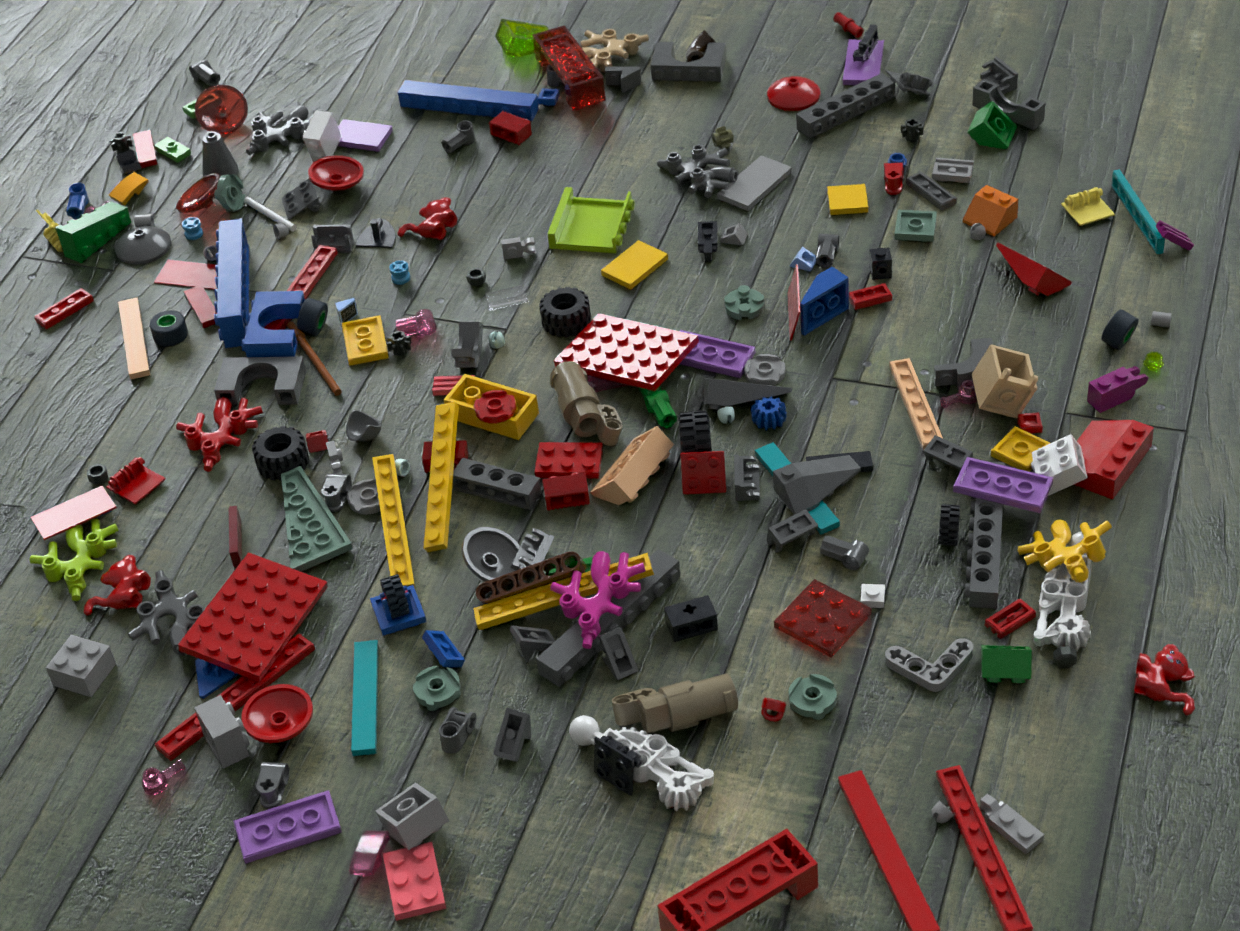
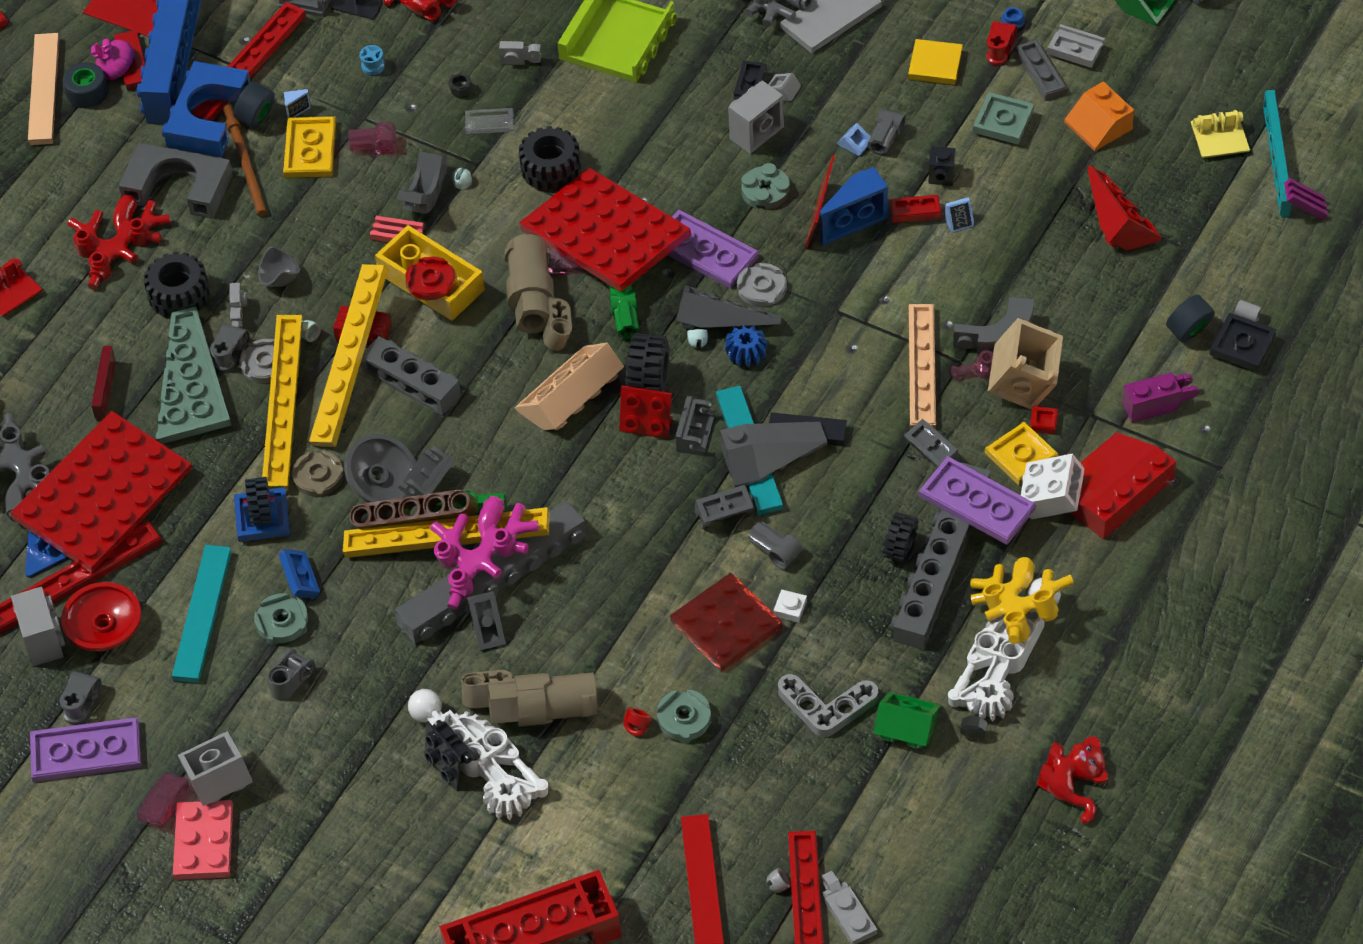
camera: 10 degrees right, 10 degrees up
(188, 304) = (113, 57): none -> dark pink hair
(316, 441) = (223, 274): red slope -> none
(399, 343) = (347, 161): pearl dark grey gear -> none
(437, 571) = (317, 473): none -> dark tan tile
(513, 731) = (346, 694): dark grey slope -> none
(531, 639) = (397, 583): dark grey slope -> none
(566, 491) = (486, 401): red brick -> none
(568, 458) = (502, 360): red plate -> none
(634, 264) = (652, 105): yellow tile -> none
(691, 618) = (579, 593): black brick -> none
(722, 254) = (756, 116): none -> light grey brick
(906, 294) = (959, 215): none -> slope
(977, 231) = (1075, 141): light grey hinge -> none
(1013, 620) = (935, 669): red tile -> none
(1153, 361) = (1215, 363): clear neon green plate -> none
(1167, 339) = (1243, 342): none -> black plate

